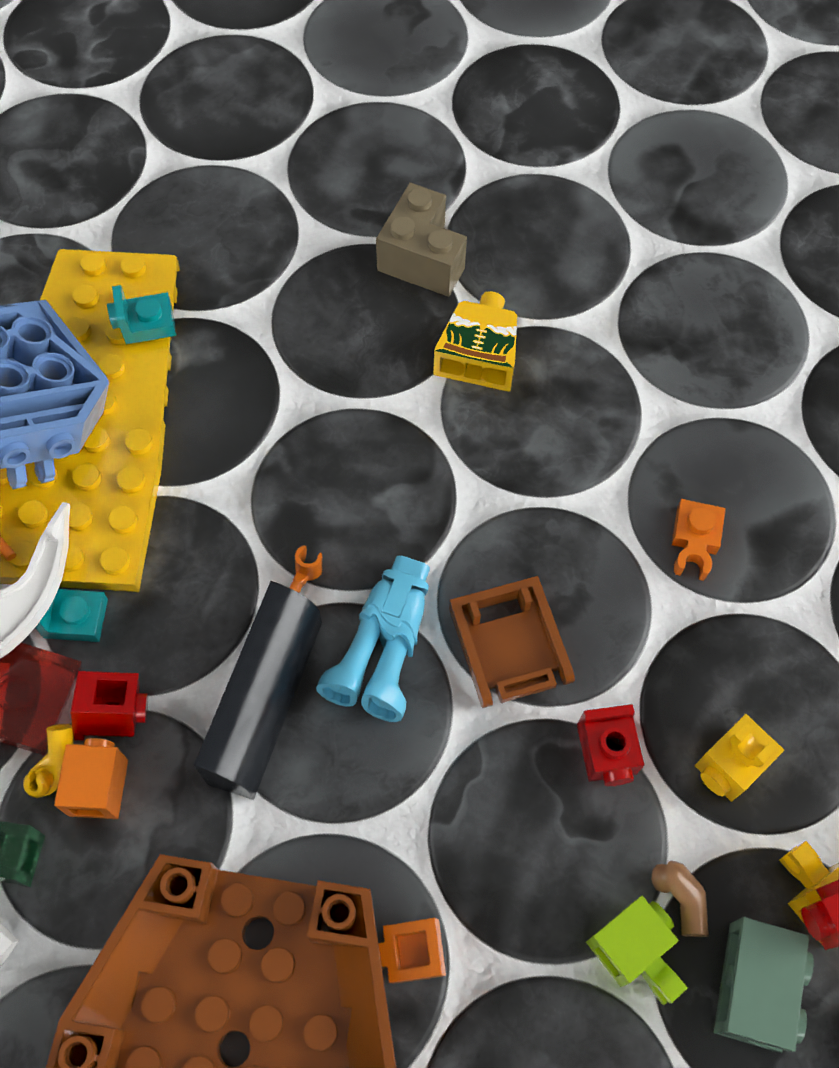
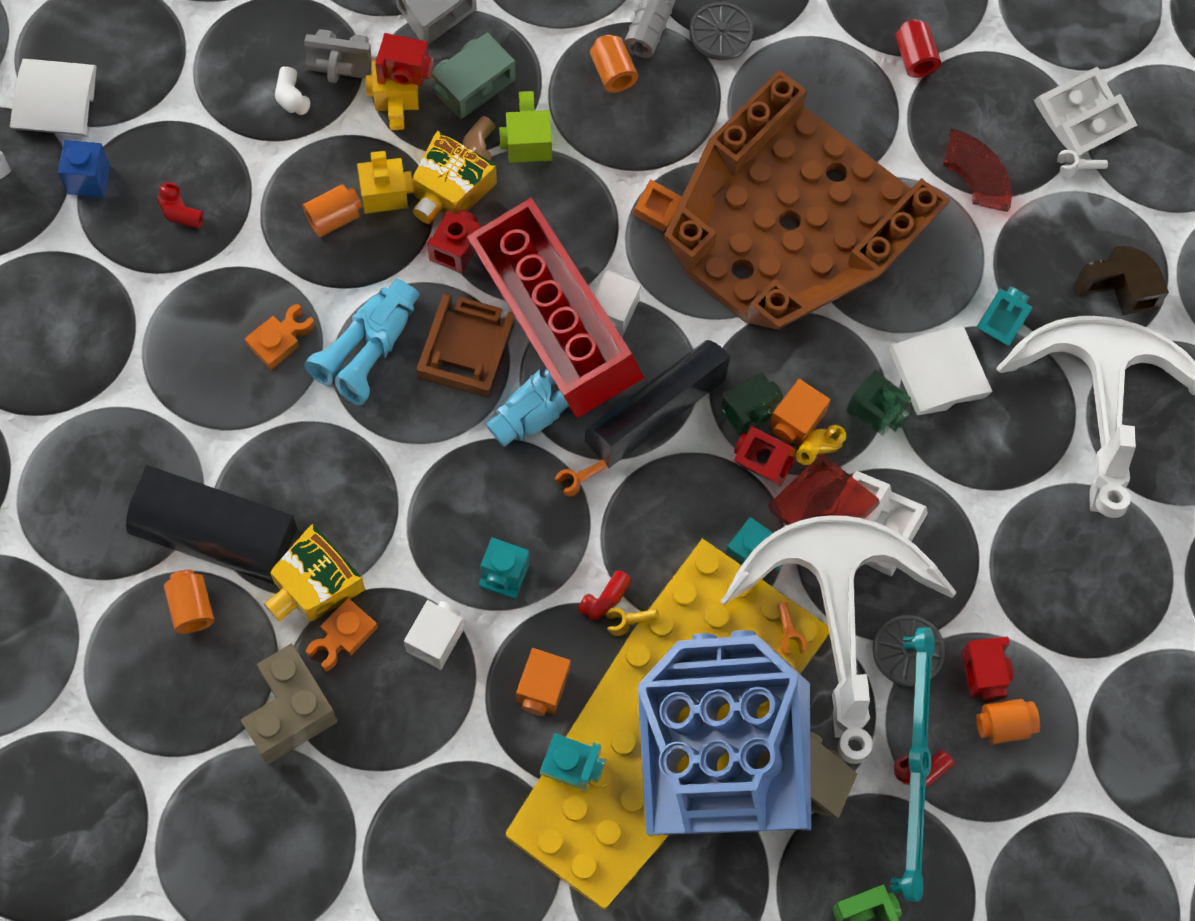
camera: 150 degrees left, 5 degrees up
(155, 760) = (751, 402): none -> clear green brick
(171, 466) = (629, 619): none -> yellow hand
(198, 476) = (608, 599): none -> red arm
(214, 373) = (542, 682): none -> orange brick
(311, 433) = (504, 568): none -> teal brick
(339, 357) = (434, 633): none -> white brick
(382, 779) = (618, 299): none -> white brick
(422, 326) = (345, 630): none -> orange plate
(437, 700) = (555, 308): none -> red brick
(567, 270) = (188, 602): none -> orange brick
(607, 342) = (209, 523): none -> black brick
(610, 597) = (381, 323): none -> medium azure piece
(676, 816) = (450, 178): none -> torso
(765, 690) = (332, 209): none -> orange brick

